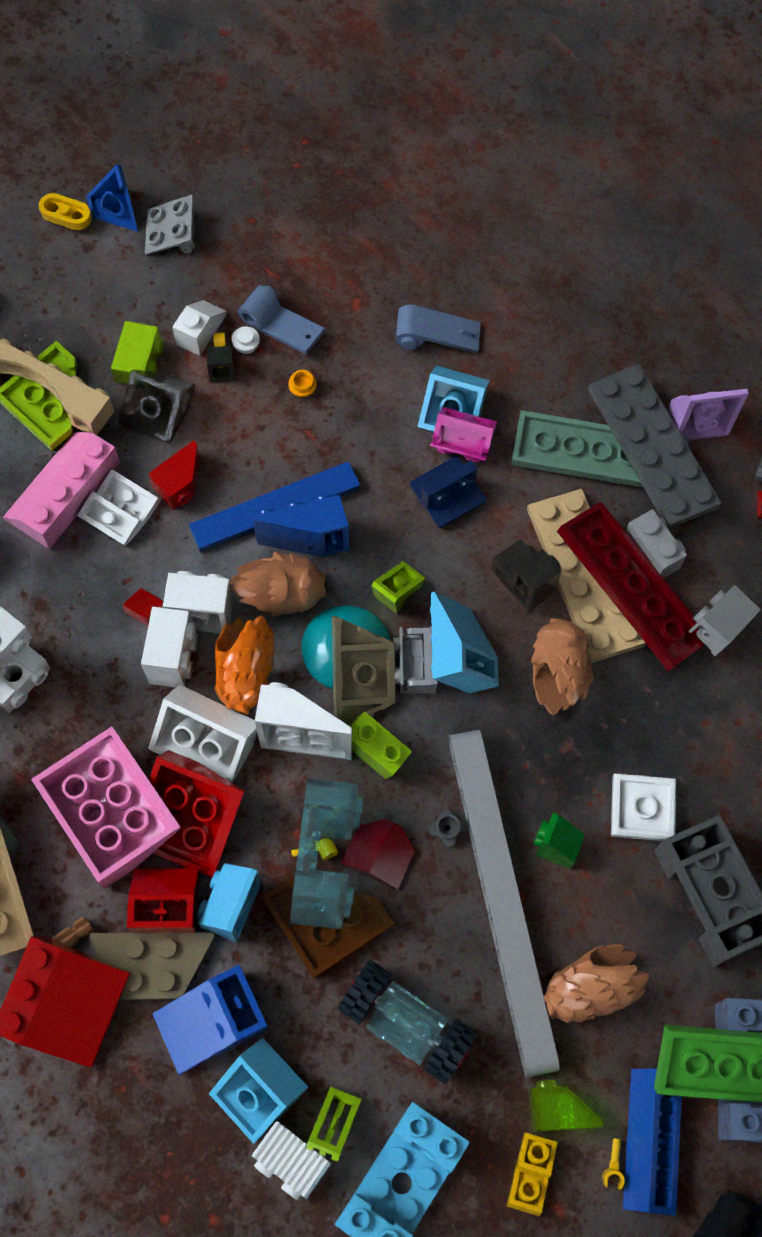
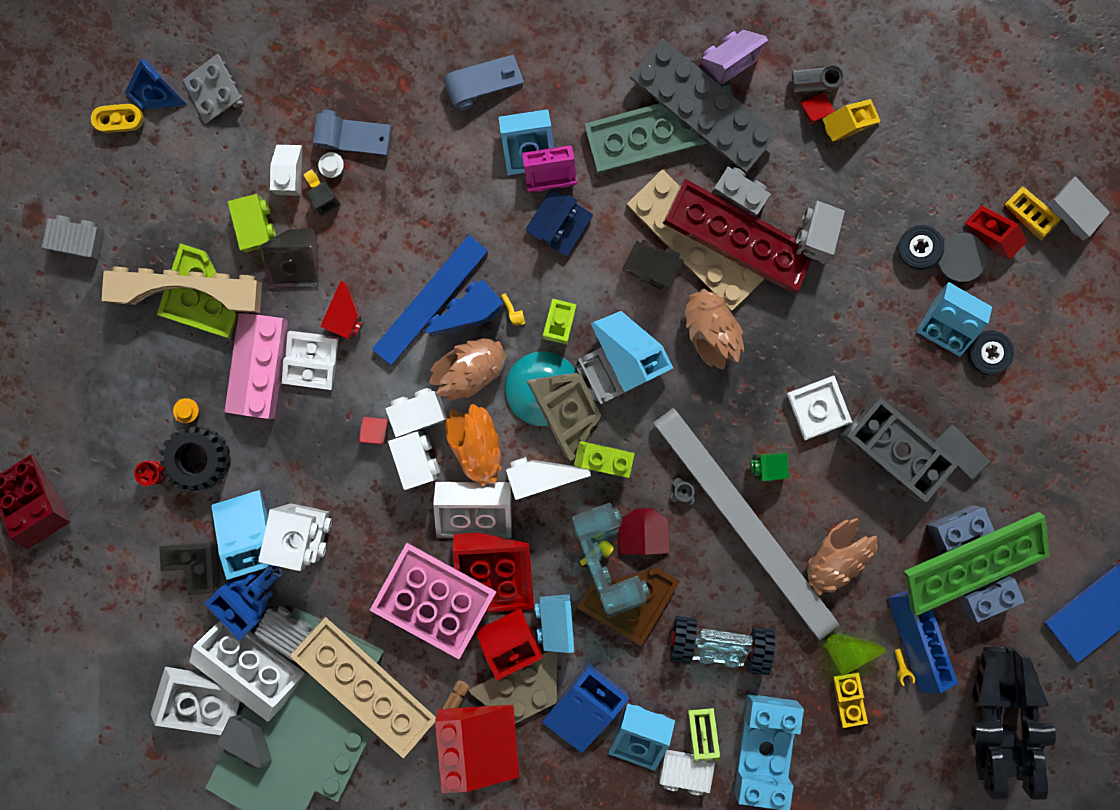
camera: 20 degrees left, 20 degrees up
(302, 383) = (397, 182): light orange plate -> none
(355, 562) = (517, 317): none -> yellow hand

